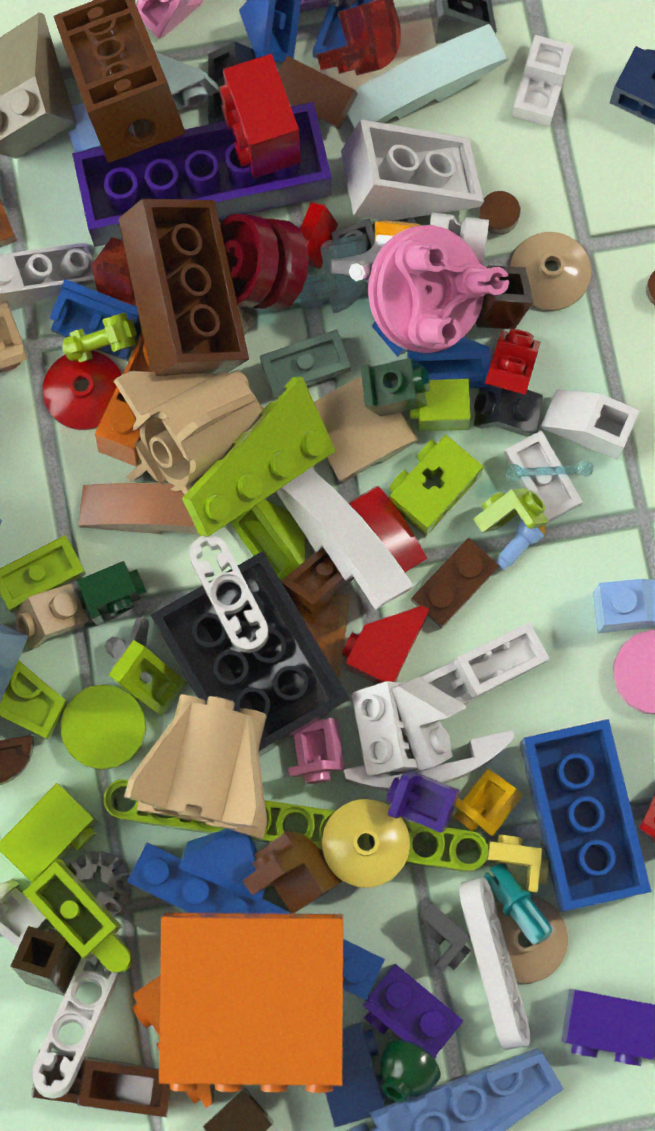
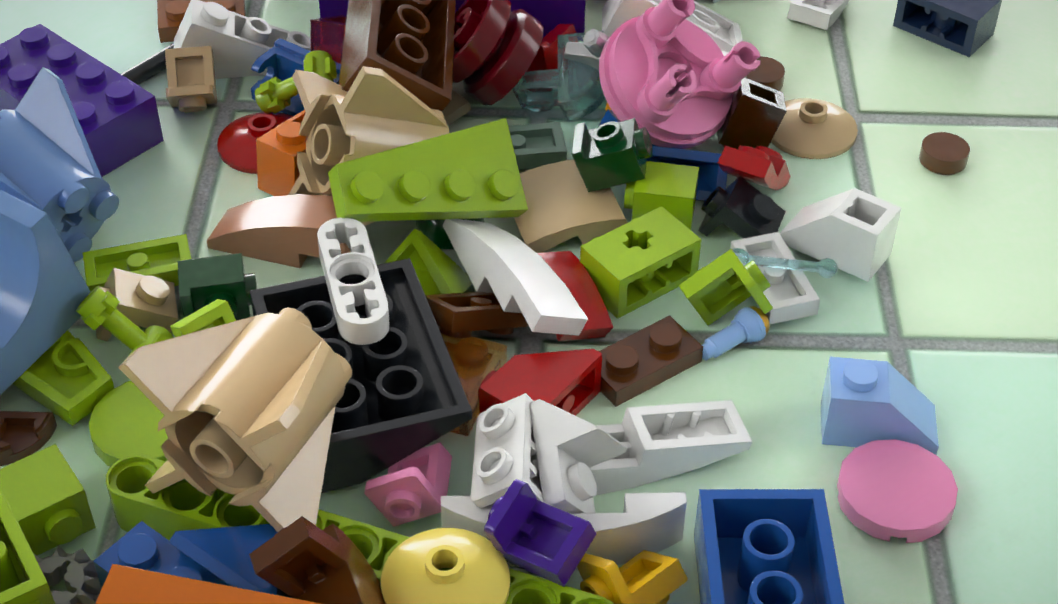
camera: 10 degrees right, 35 degrees down
(78, 656) = (100, 309): none -> lime bar

